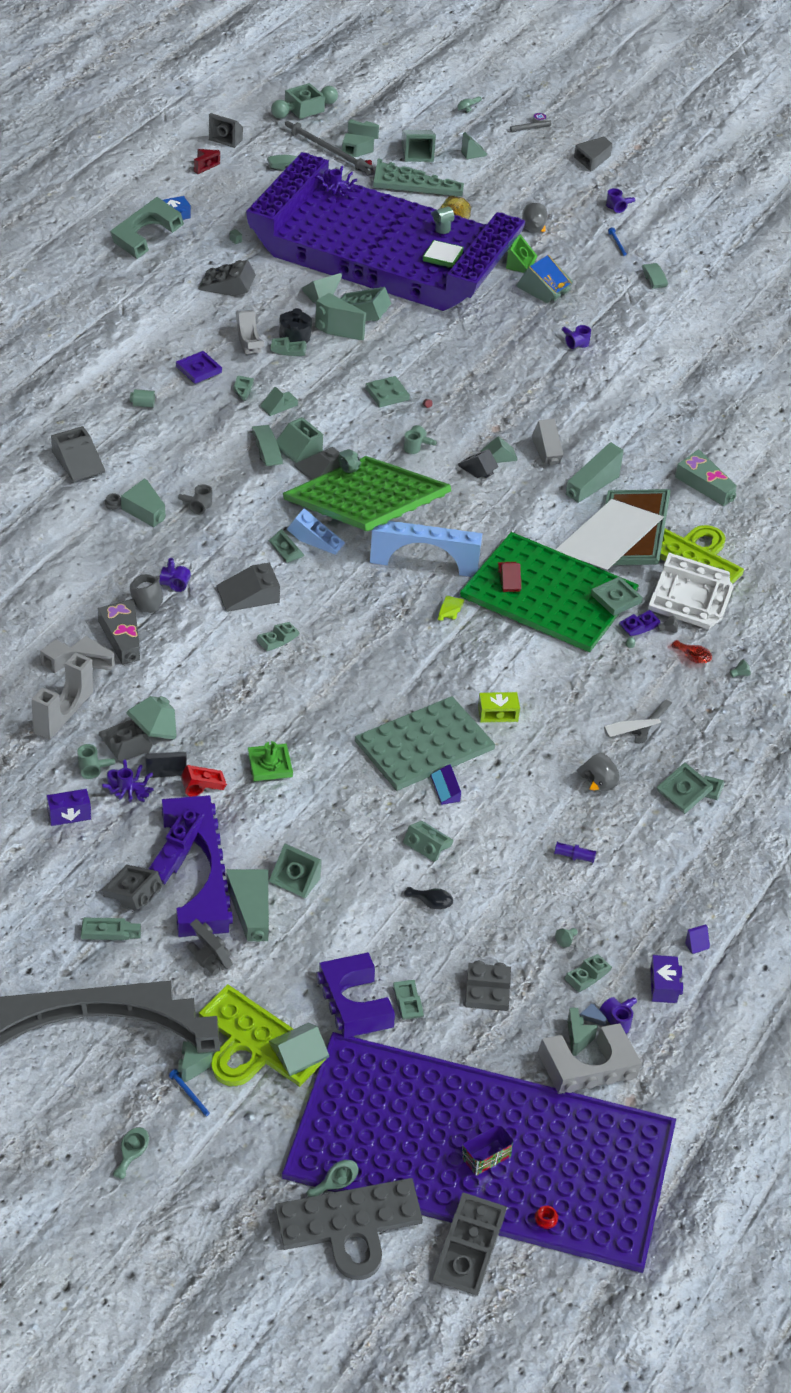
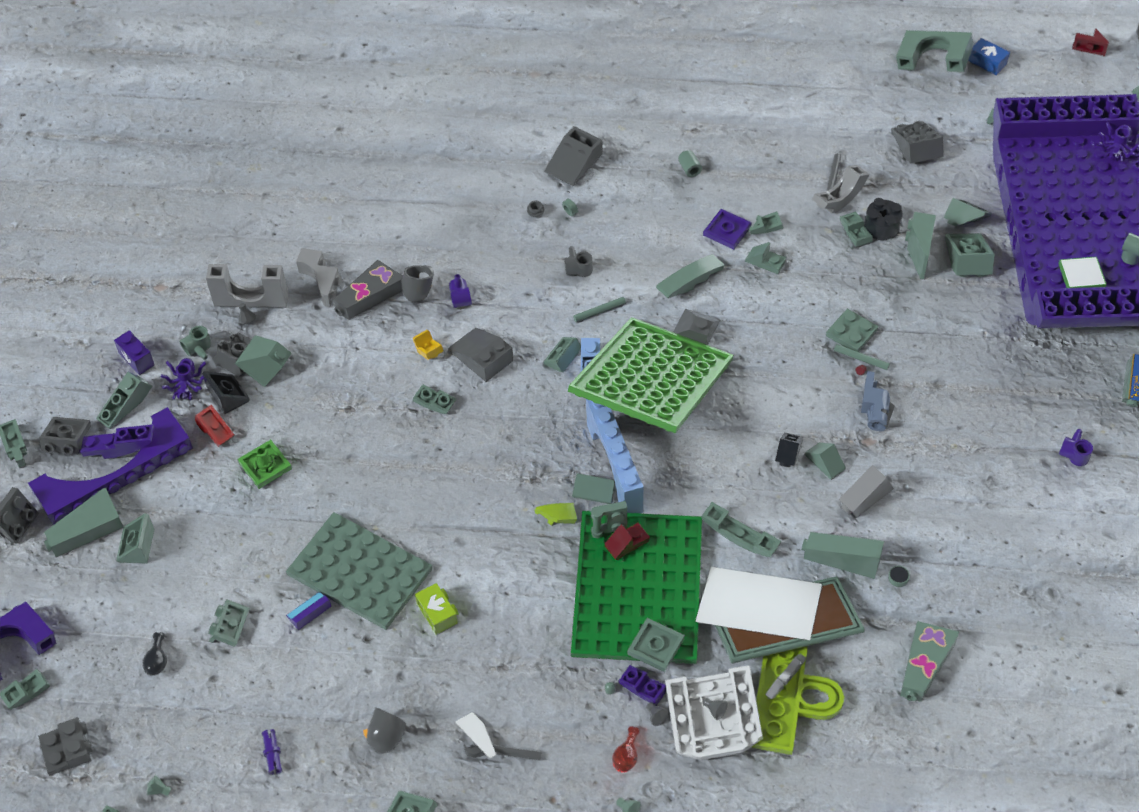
camera: 70 degrees right, 10 degrees up
(83, 720) = (245, 316): none -> dark grey rock
(121, 832) = (125, 398): none -> sand green slope
(131, 479) = (570, 207): none -> sand green tile
(144, 503) = (545, 229): sand green slope -> none
(198, 367) = (768, 180): dark purple plate -> none
(219, 618) = (426, 345): none -> yellow bracket
(220, 334) = (834, 170): none -> dark grey bar
(229, 409) = (727, 229): none -> dark purple tile
(256, 509) = (599, 309): none -> sand green bar
(300, 440) = (713, 296): sand green slope -> none
(349, 461) = (699, 342): sand green rock -> none
(414, 439) = (787, 382): sand green piece -> none
(416, 397) = (862, 357): none -> sand green bar
(440, 579) = (593, 488): none -> sand green slope
(466, 407) = (876, 404): none -> sand blue plate
(491, 570) = (615, 516): none -> sand green plate
(555, 513) = (738, 533): none -> sand green slope
(628, 463) = (898, 576): none -> black tile
(685, 542) = (785, 677): none -> flat silver tile
(690, 587) = (716, 708): none -> dark grey rock

